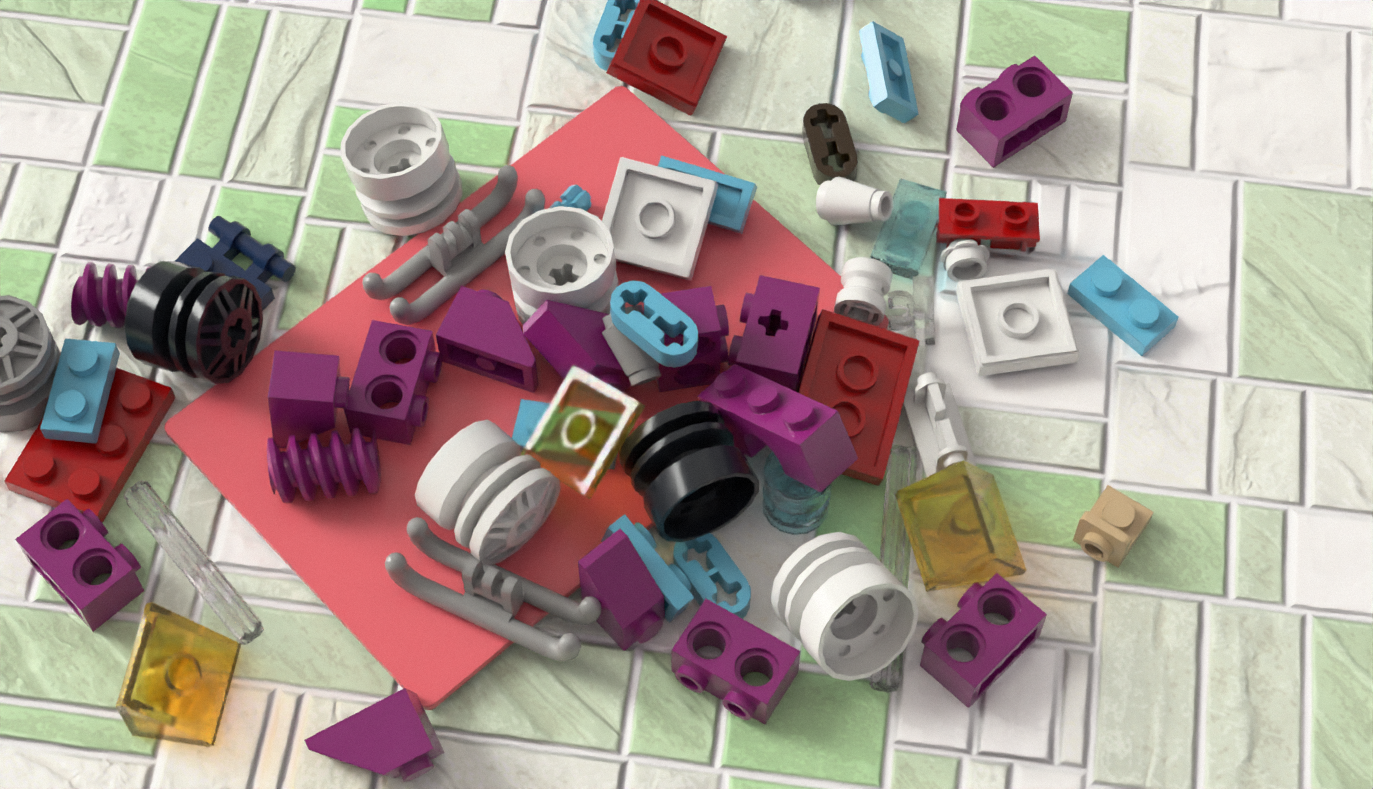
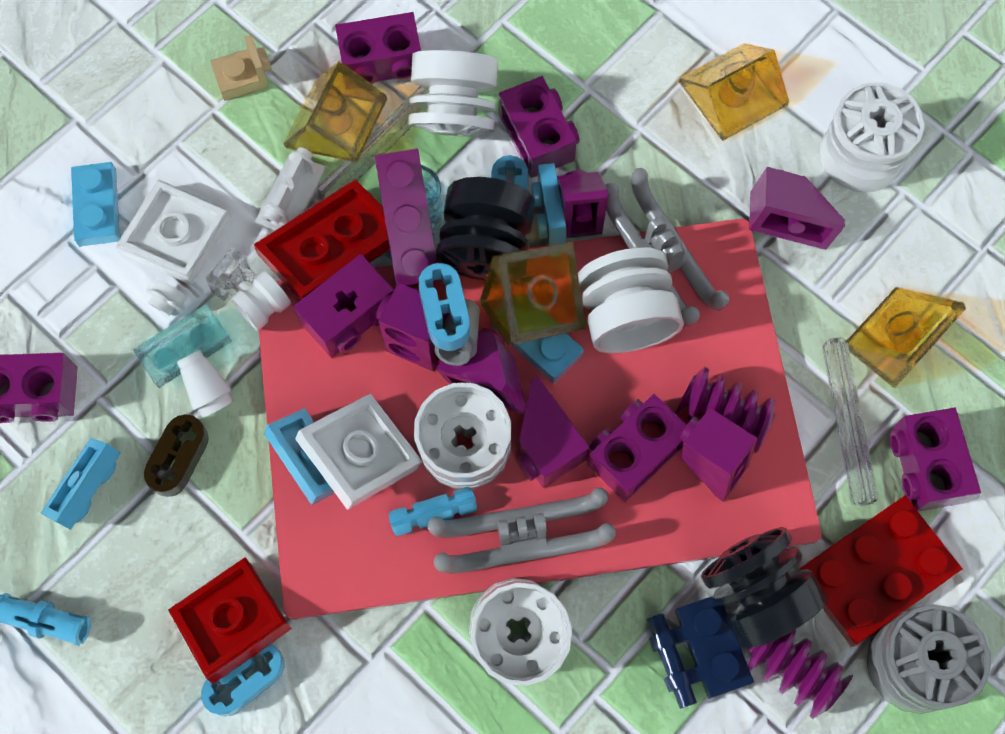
camera: 145 degrees left, 10 degrees up
(80, 391) = (876, 597): medium azure plate -> none
(1002, 222) = (127, 305): red hinge -> none

